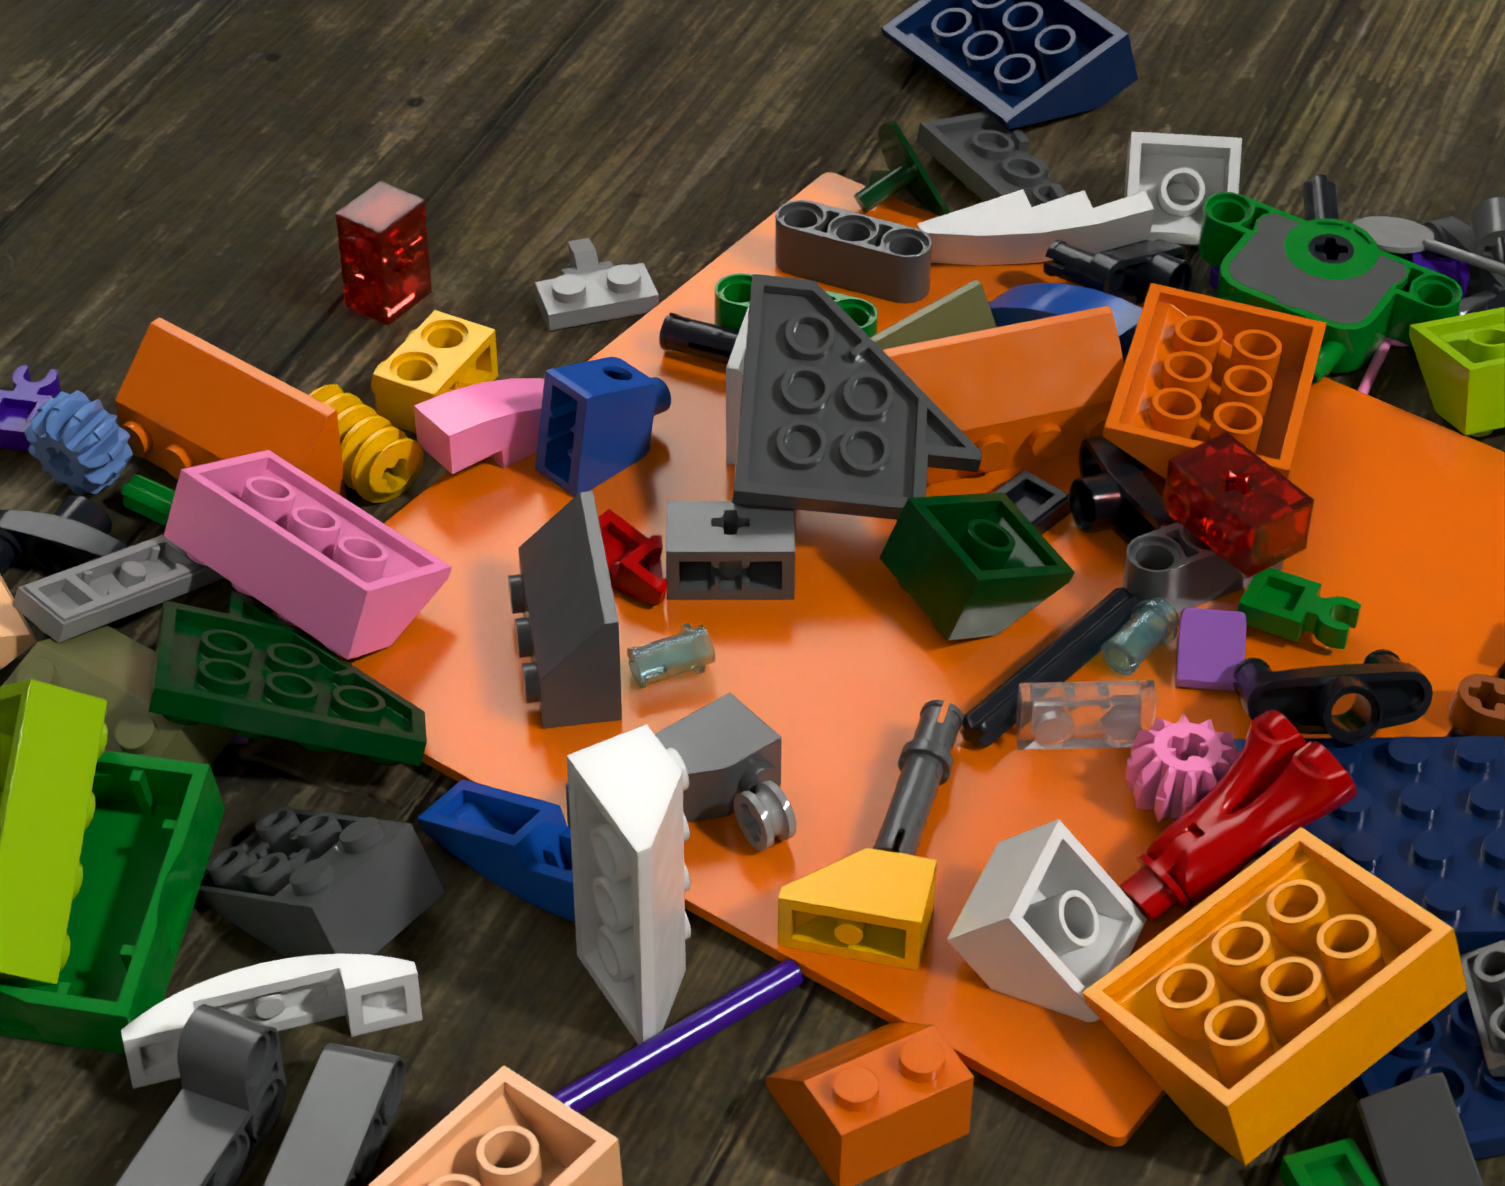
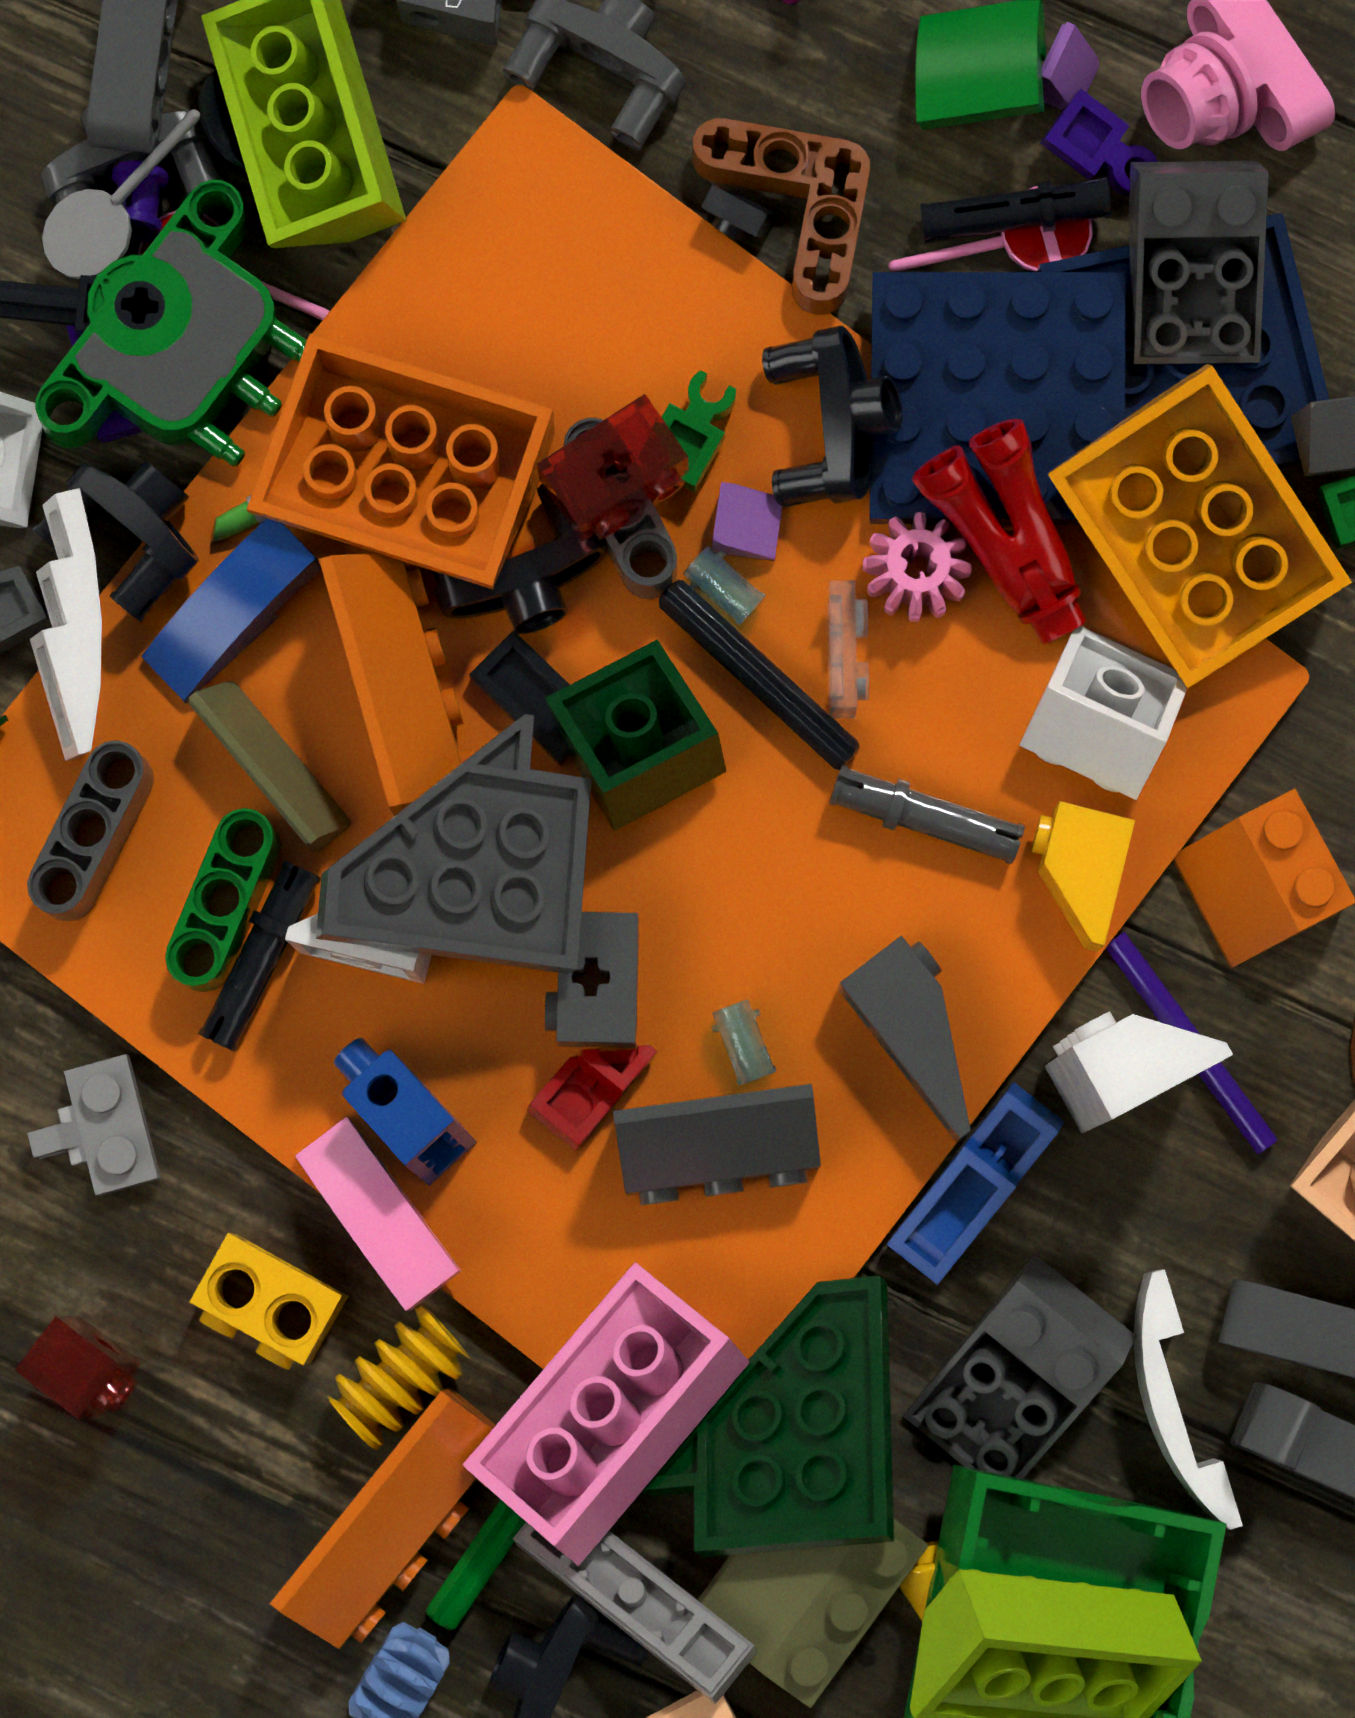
camera: 85 degrees left, 40 degrees up
(764, 815) = (965, 956): light grey bush -> none

